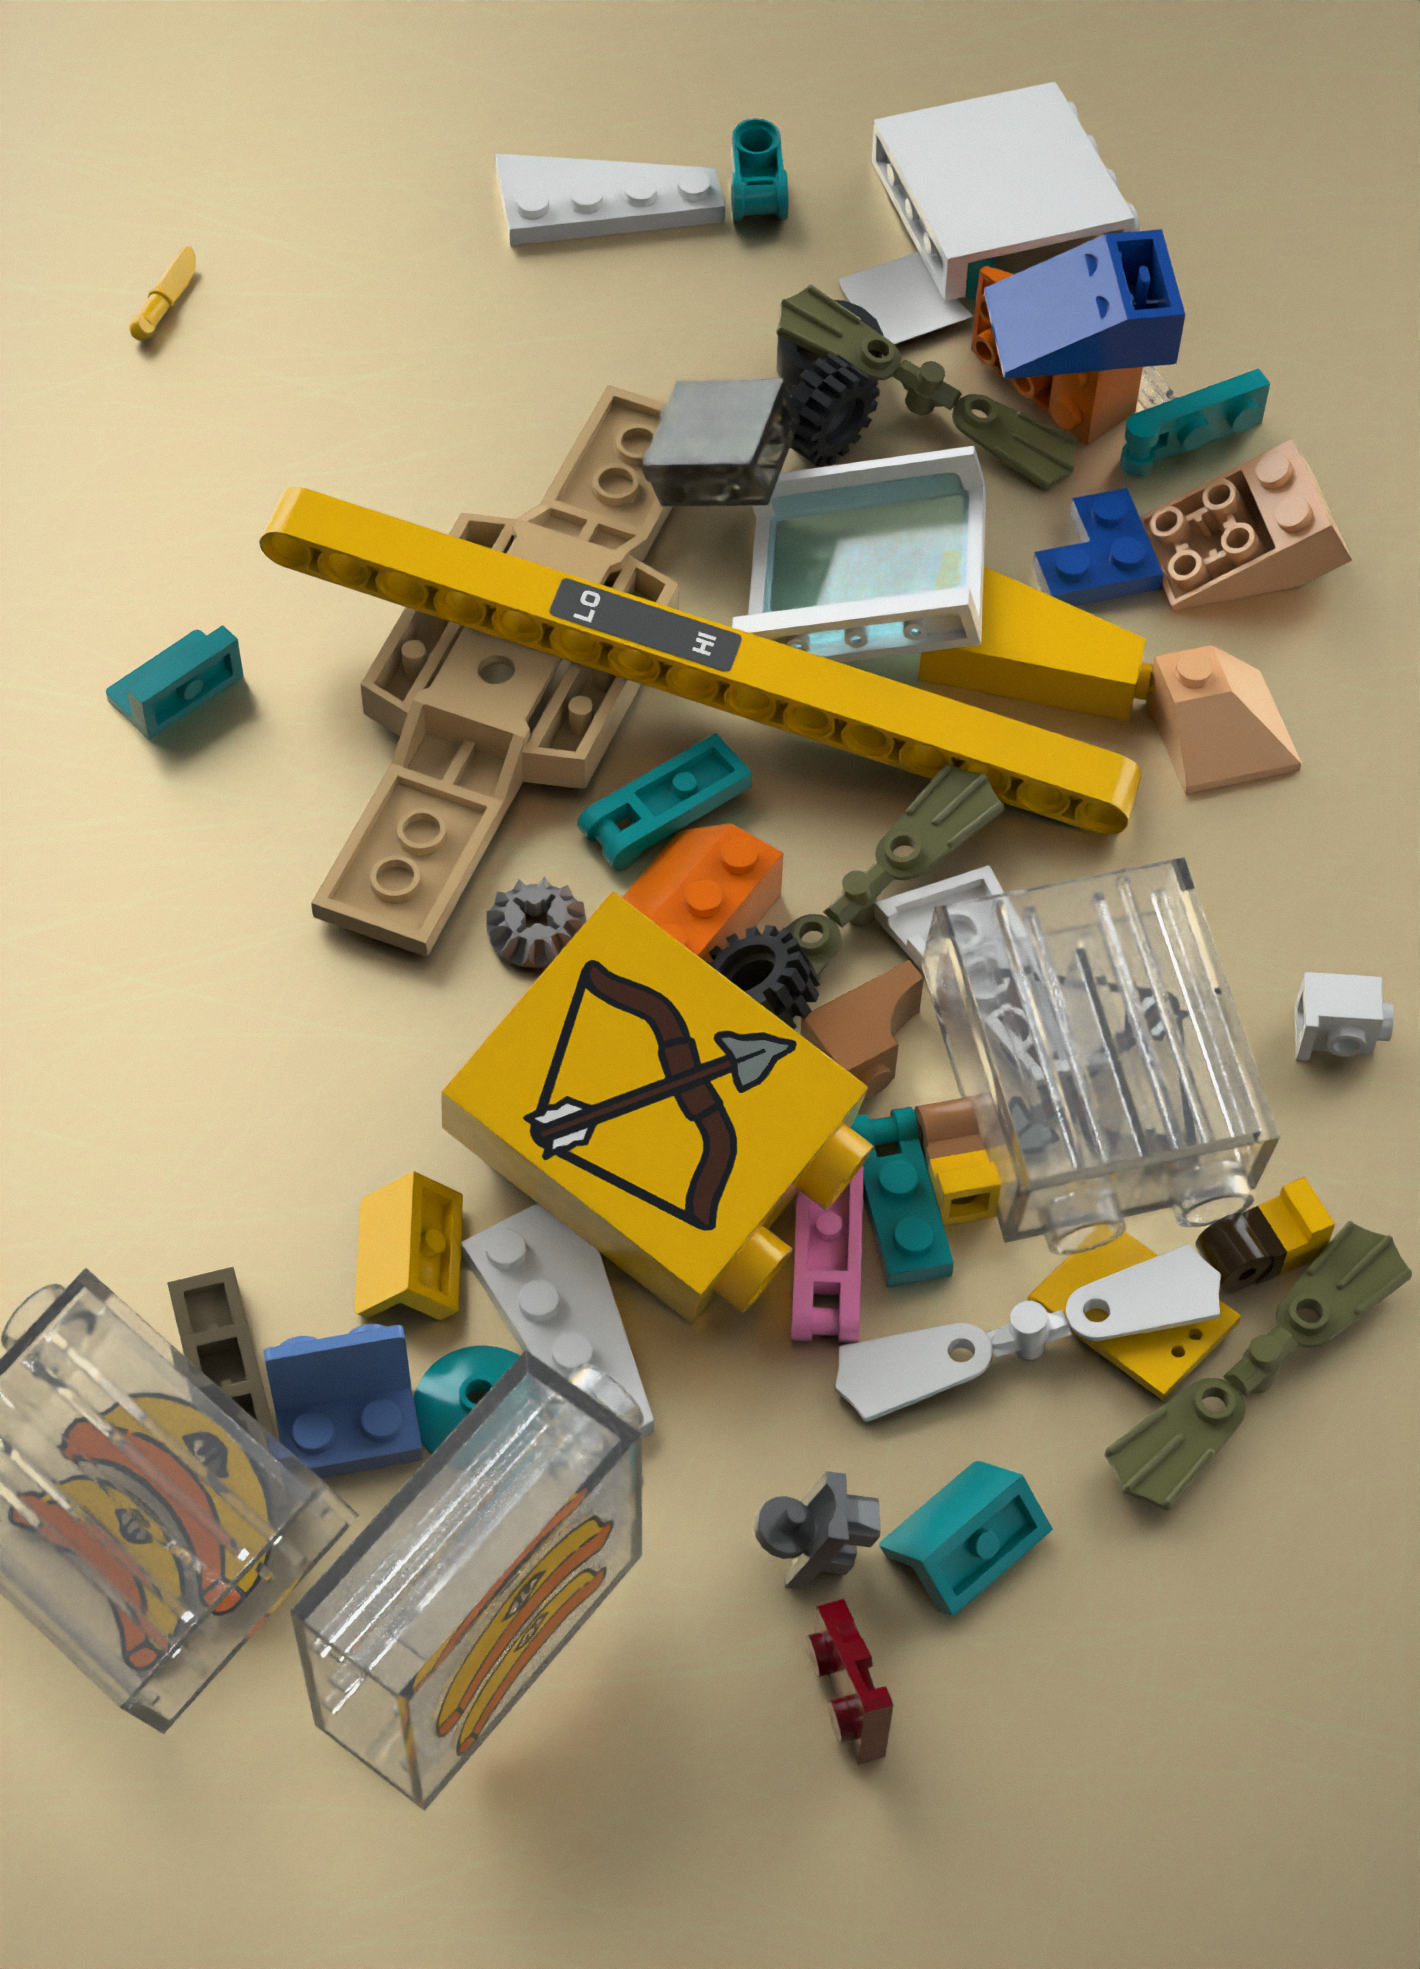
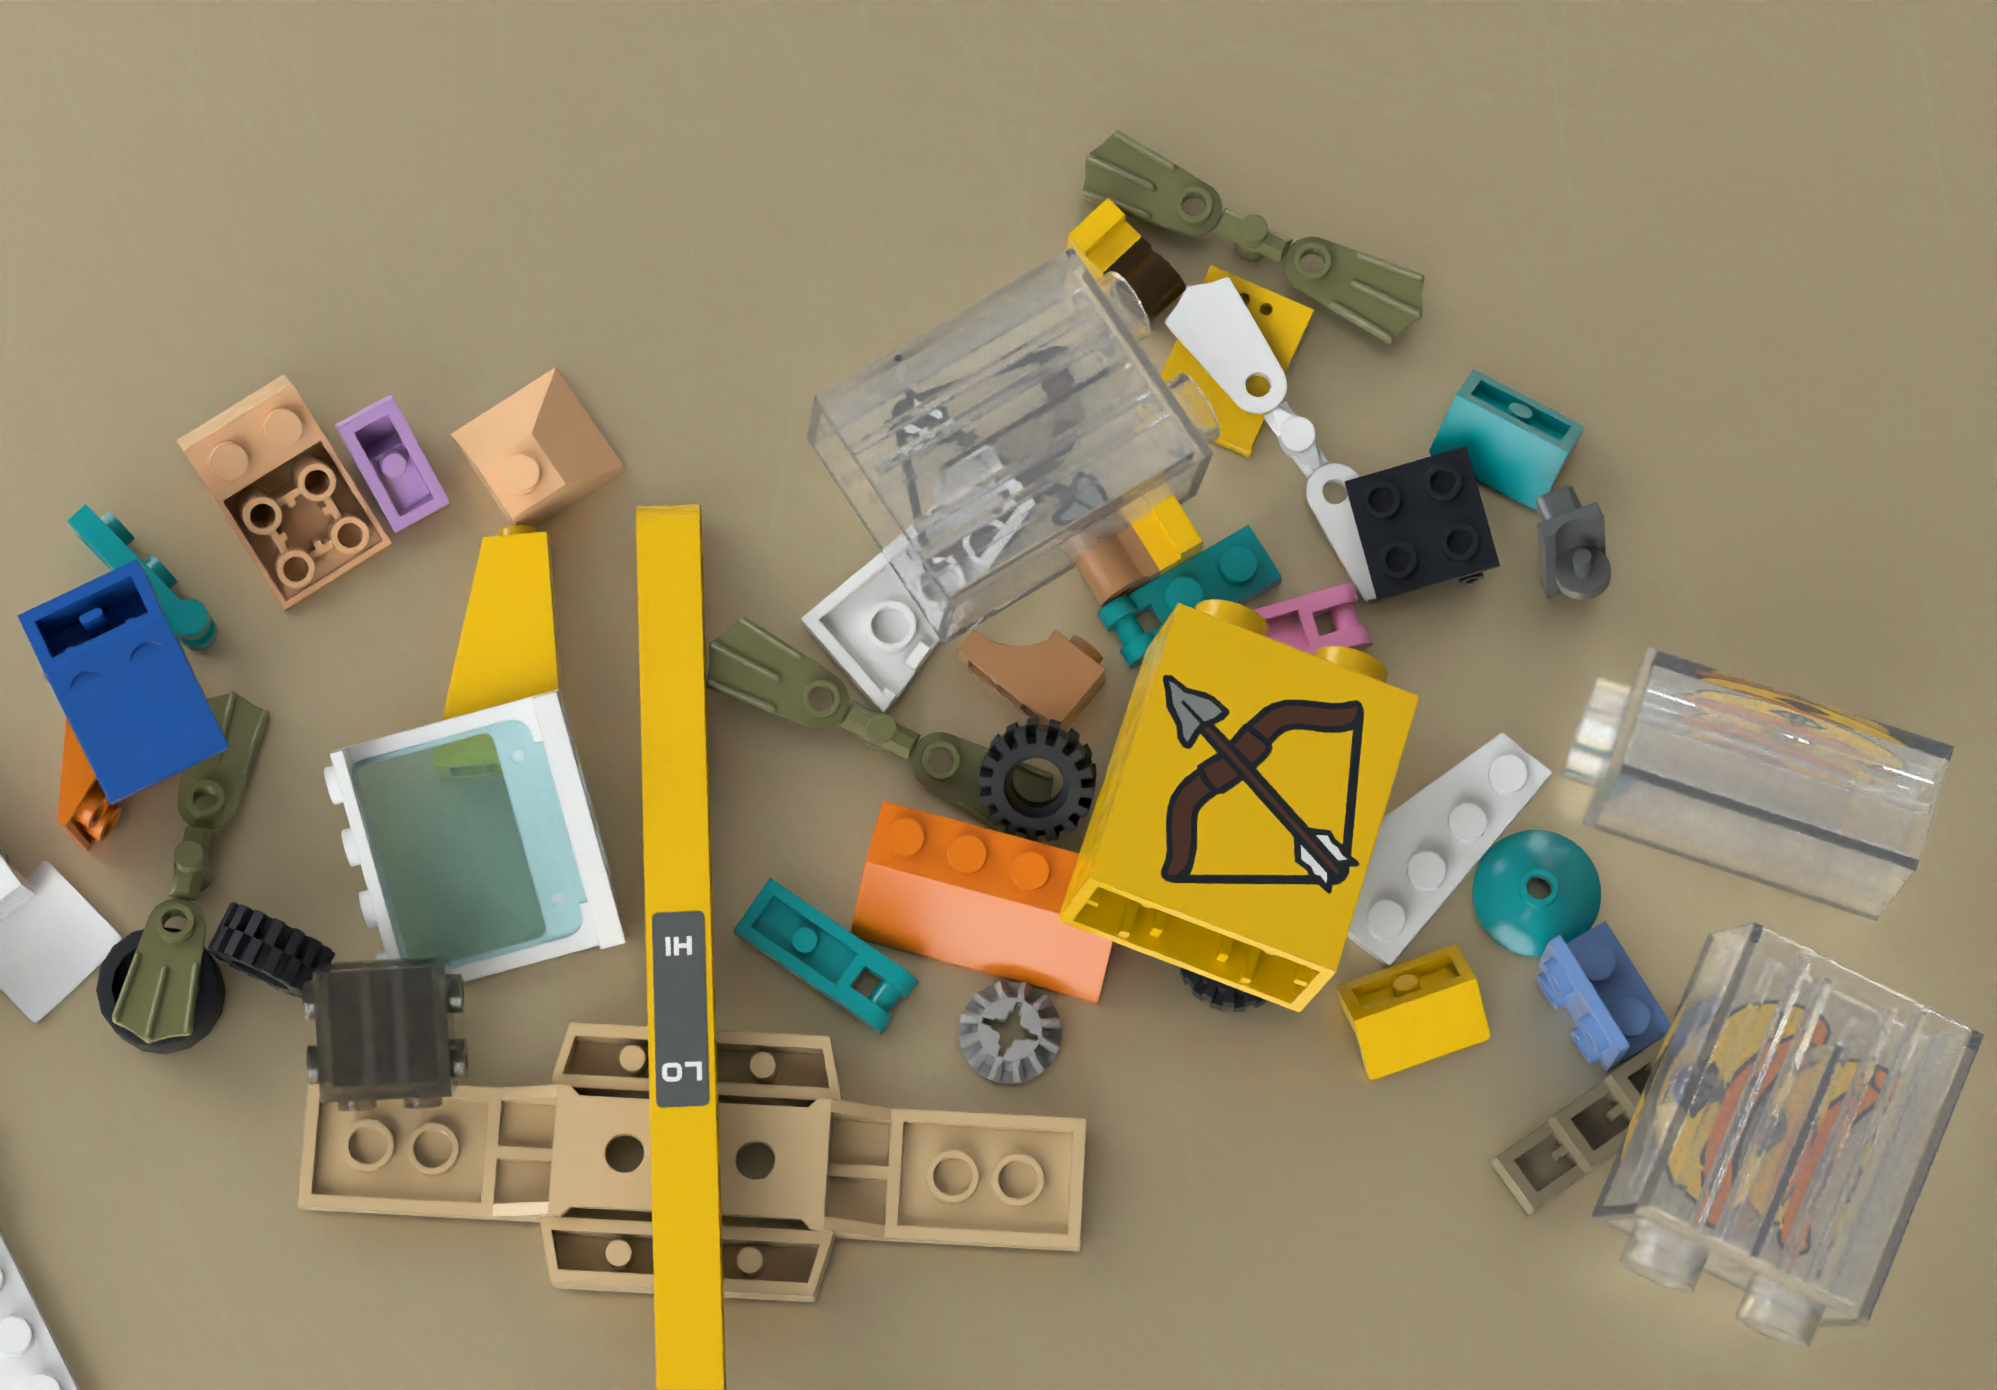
camera: 105 degrees left, 20 degrees up
(859, 1709) = (1708, 474): dark red wing -> none
(896, 1412) = (1422, 524): none -> black hinge
(1111, 559) = (352, 614): blue plate -> none
(1248, 598) = (392, 463): none -> lavender slope
(1341, 1015) = (861, 255): white brick -> none

